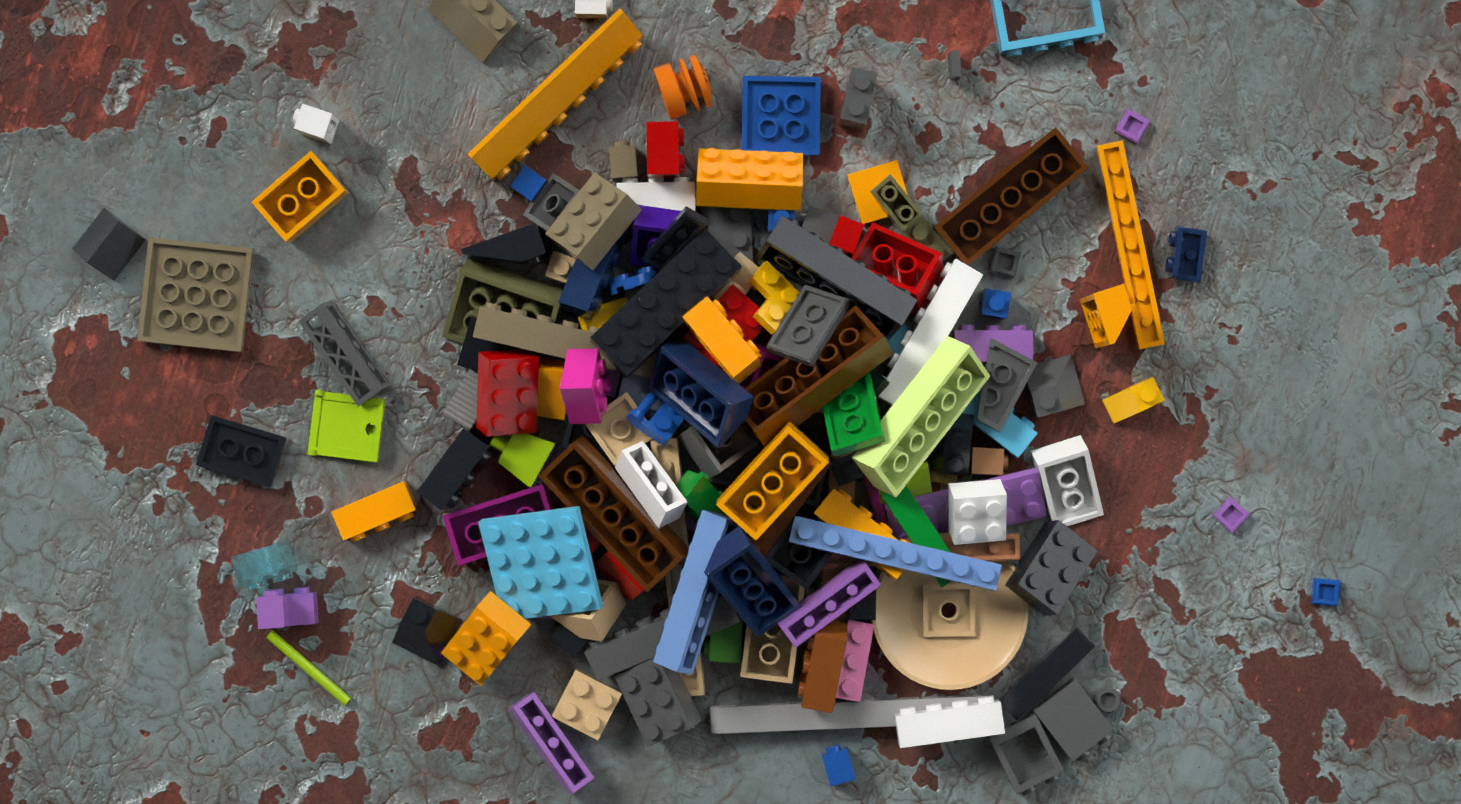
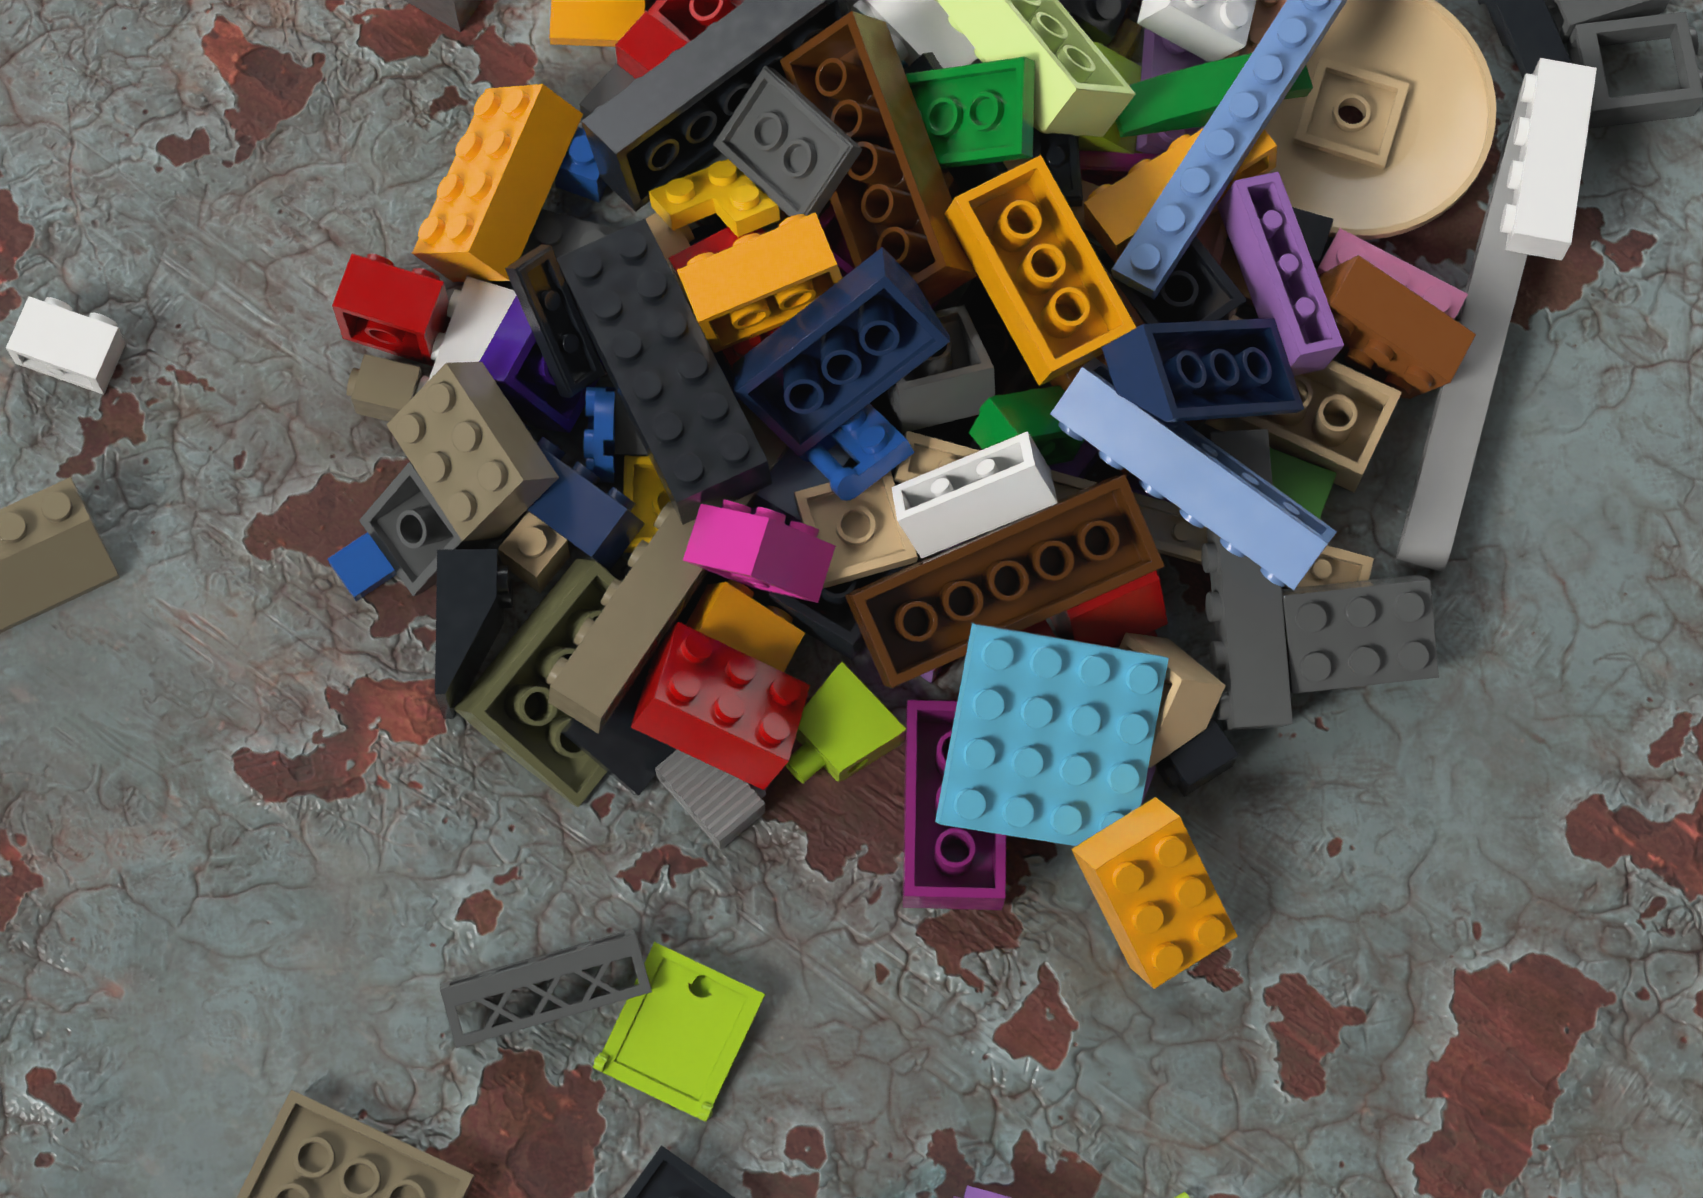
camera: 70 degrees left, 15 degrees down
(300, 197) = (231, 967): light orange brick -> none
(315, 123) = (108, 891): white brick -> none
(375, 512) = (855, 1027): light orange brick -> none
(426, 630) = (1102, 1011): black slope -> none
(455, 470) = (828, 848): black brick -> none
(551, 743) = (1379, 848): medium lavender brick -> none
(556, 96) = (228, 460): light orange slope -> none
(587, 703) = (1327, 763): tan brick -> none
(683, 87) = (295, 241): orange wheel -> none
(781, 114) = (403, 108): blue plate -> none
(838, 765) = (1565, 376): blue brick -> none

